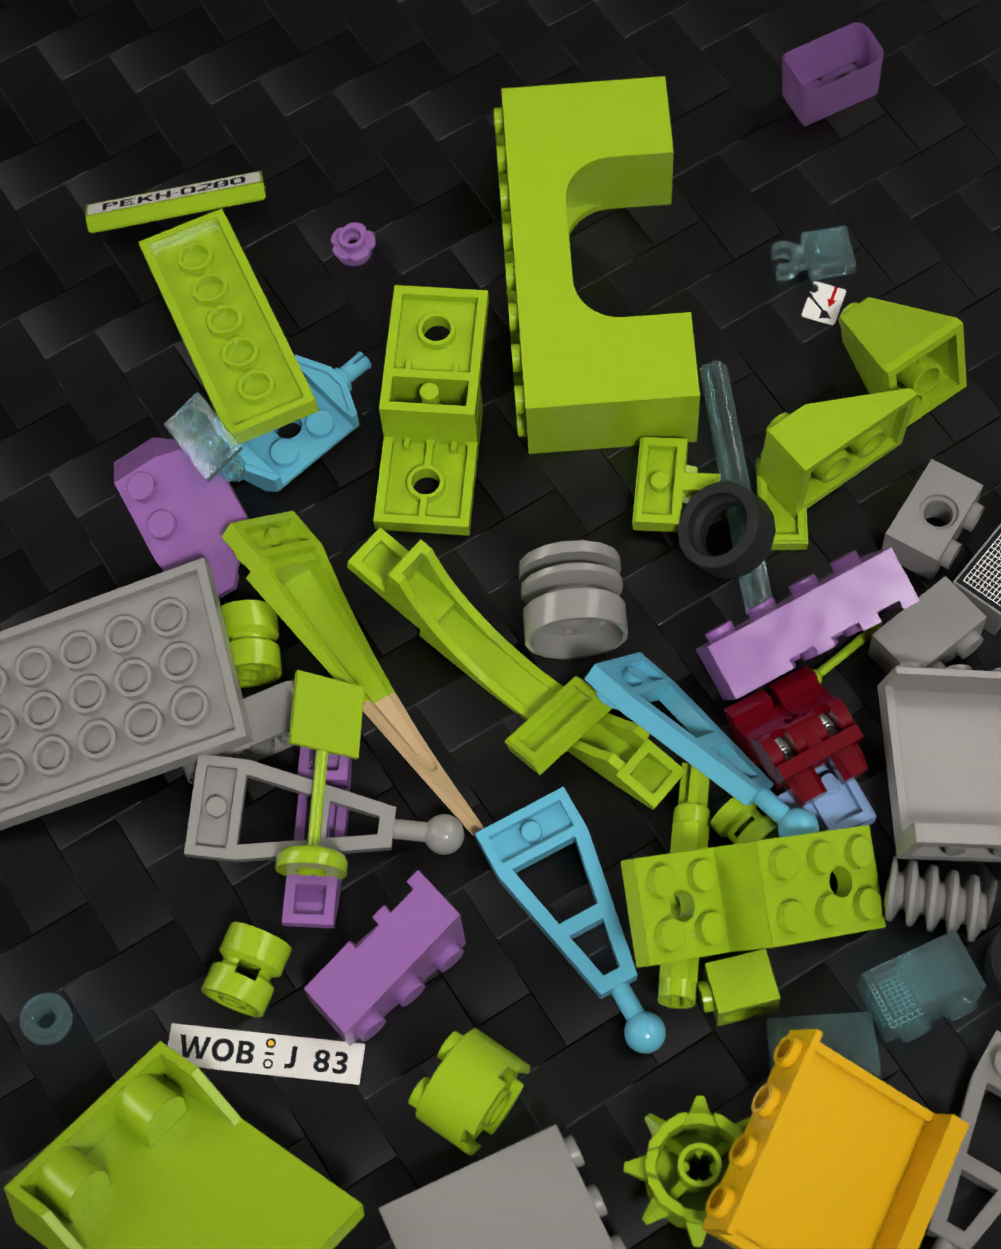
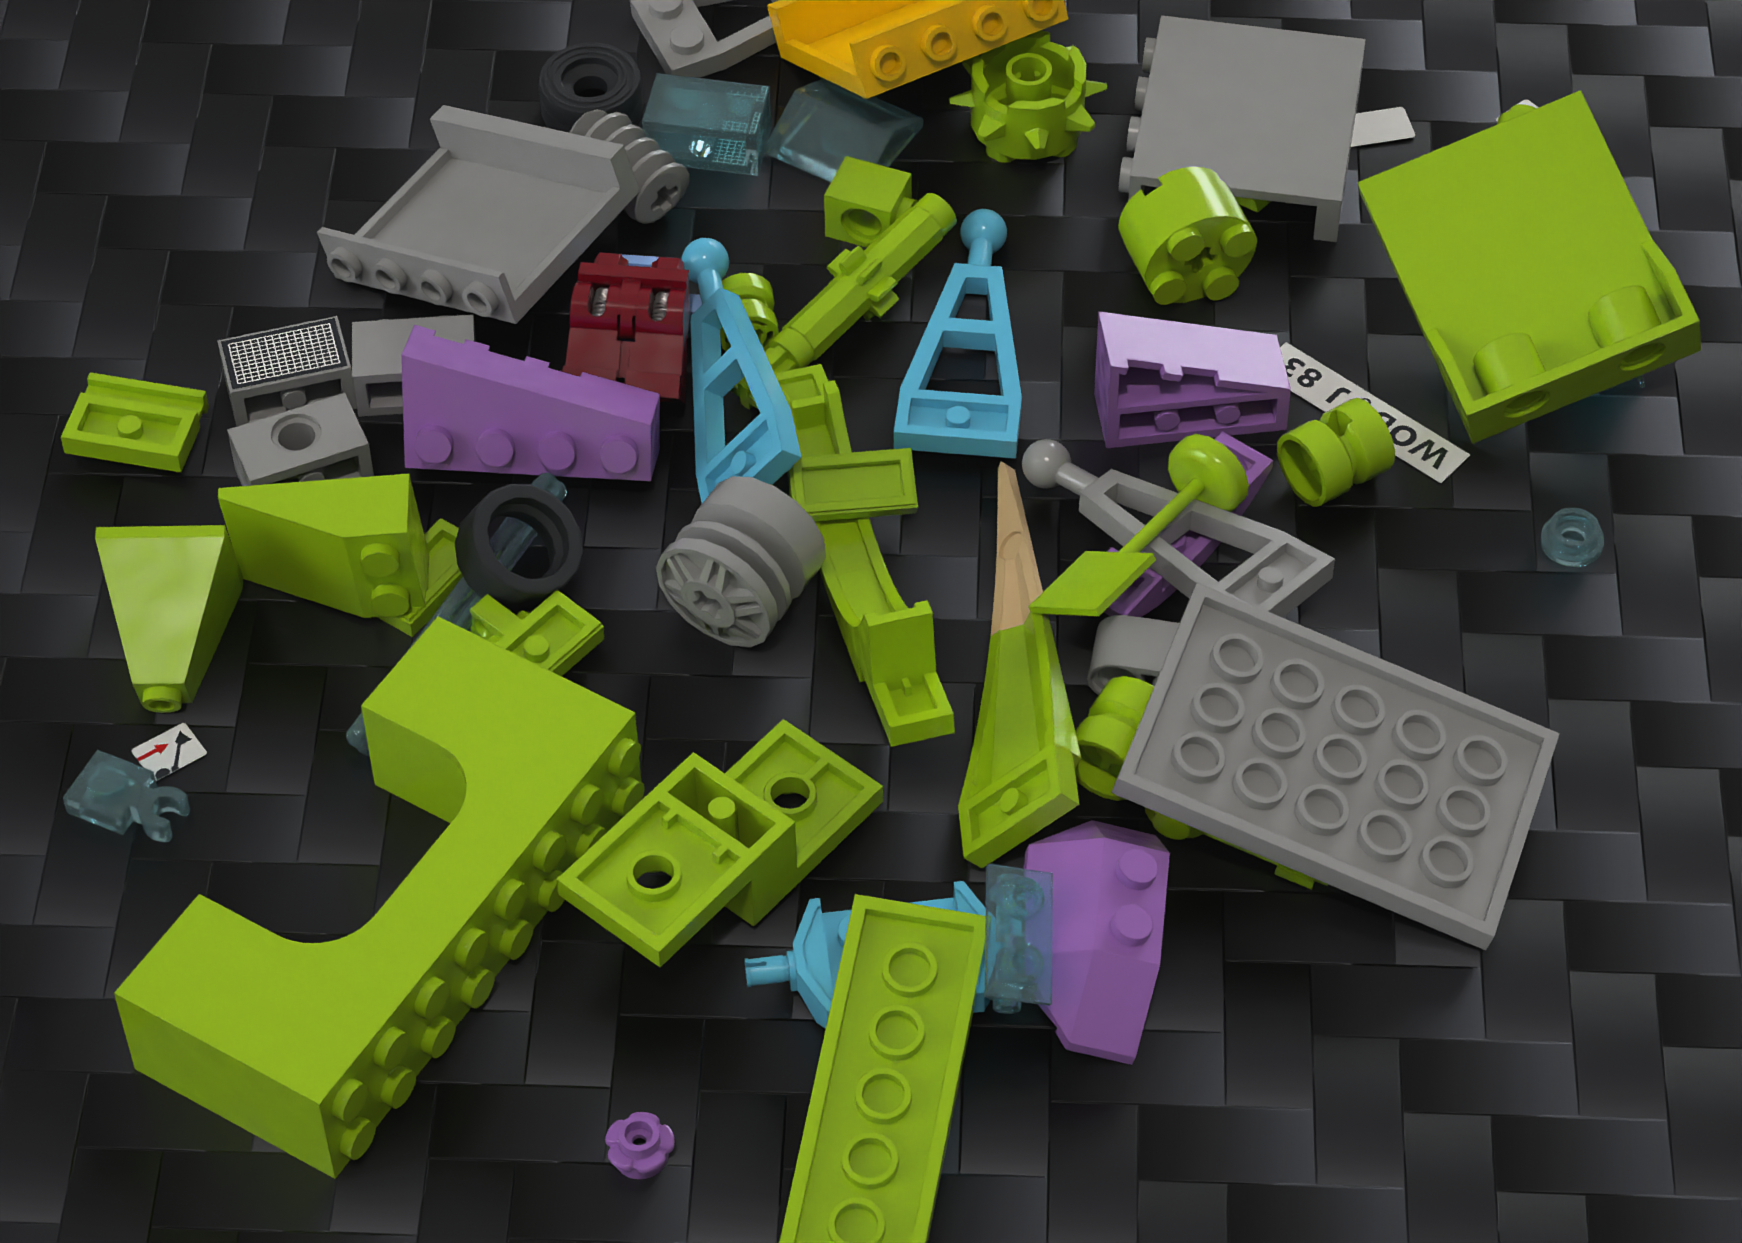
camera: 150 degrees left, 15 degrees down
(752, 895) = (800, 214): lime bracket -> none

